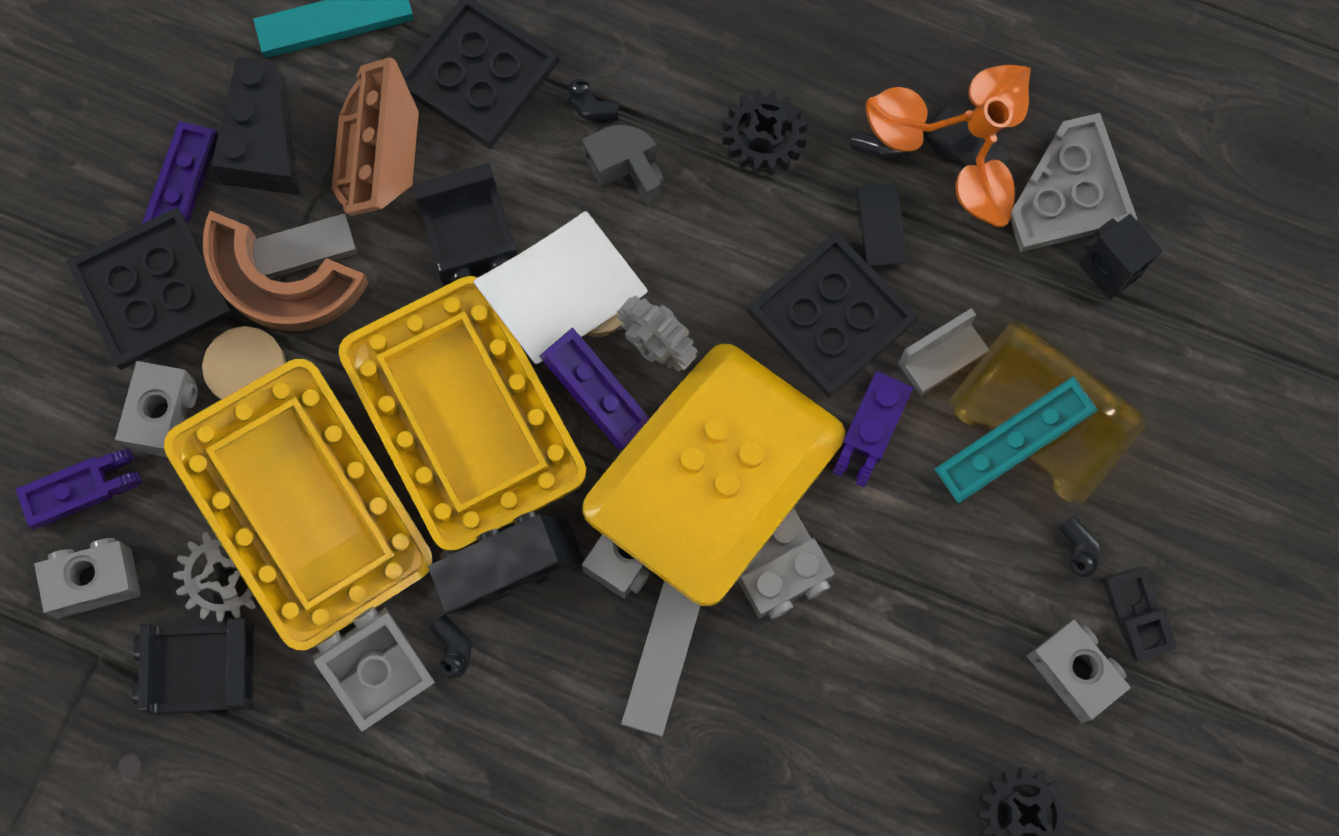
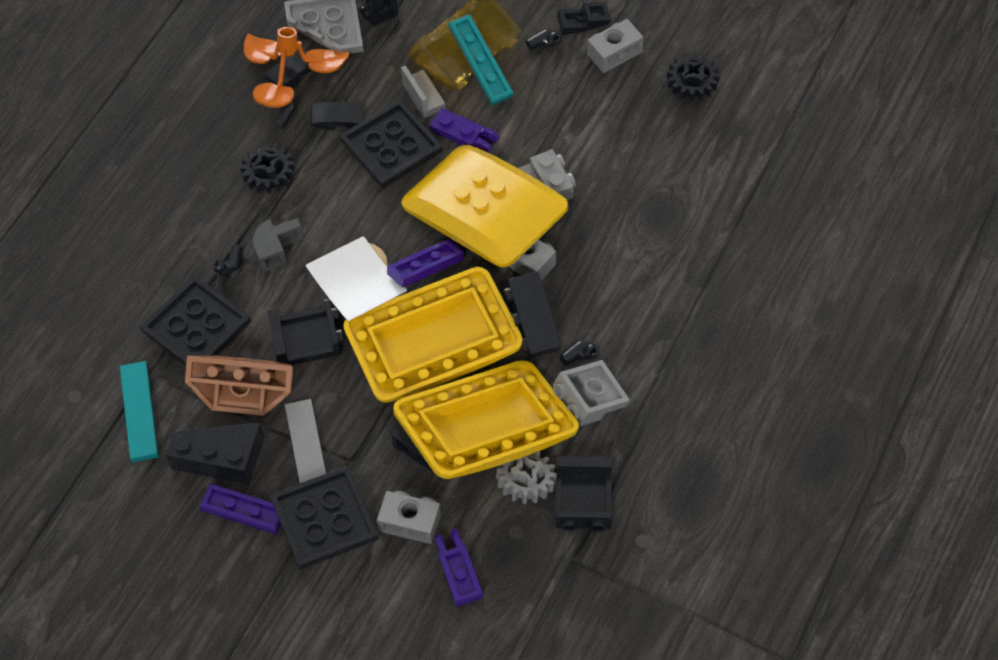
camera: 80 degrees left, 15 degrees down
(113, 579) = (522, 574): light grey brick -> none
(239, 359) = (383, 468): tan tile -> none
(273, 303) = (340, 448): nougat brick -> none
(657, 333) = (395, 224): light grey gear -> none
(661, 662) = (592, 243): light grey tile -> none

